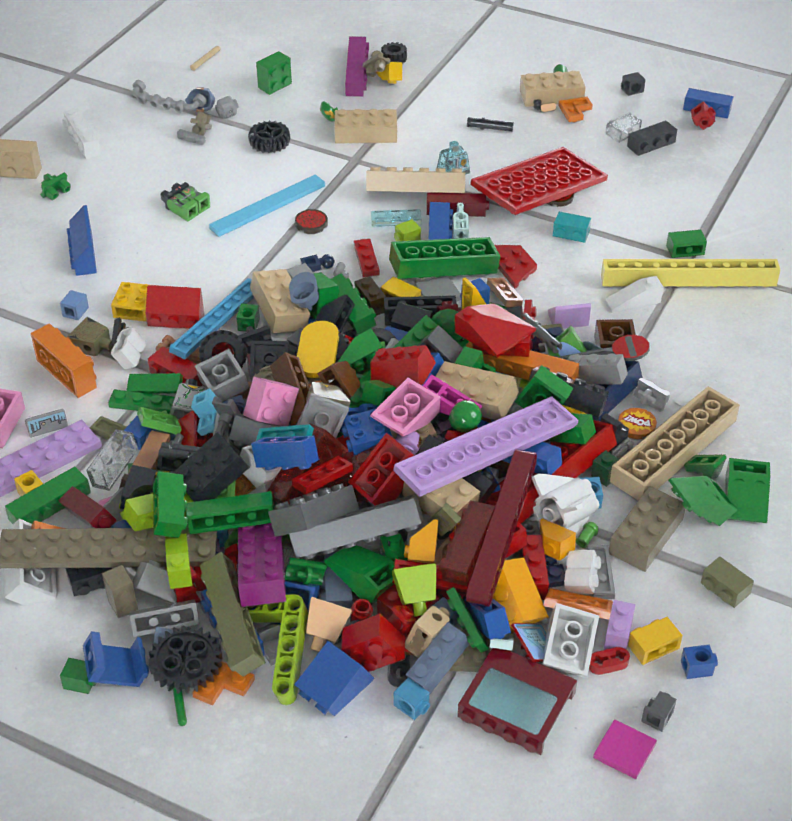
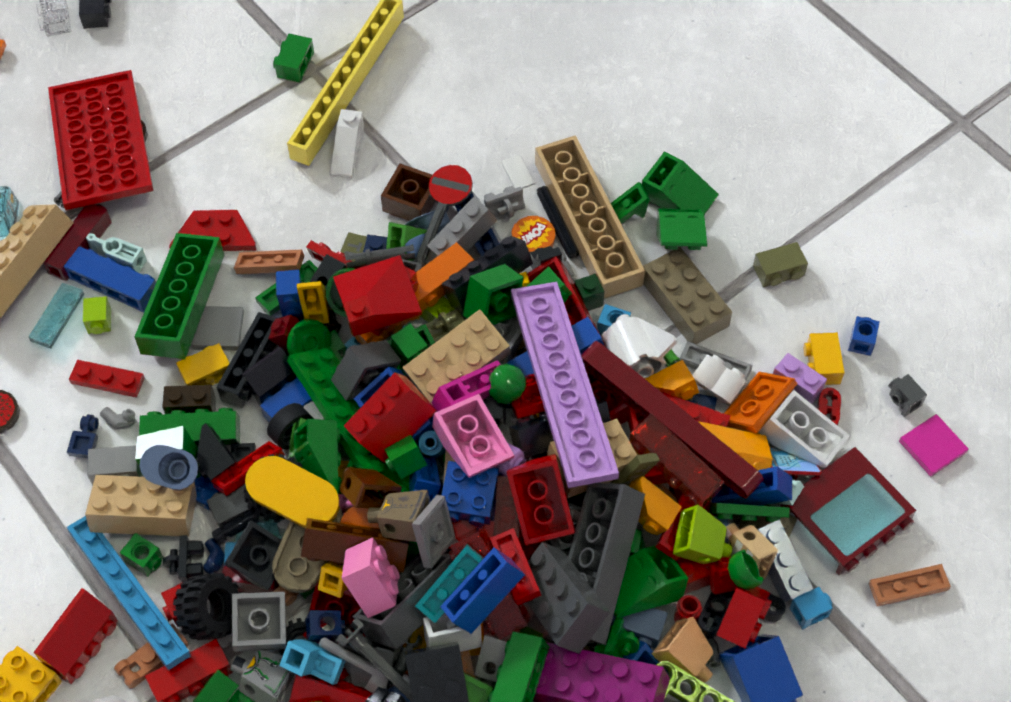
camera: 65 degrees left, 15 degrees up
(399, 615) = (744, 571): none -> green hair
(473, 765) = (909, 585): none -> nougat plate
(571, 227) = (197, 147): teal brick -> none
(571, 315) = (338, 216): lavender slope -> none

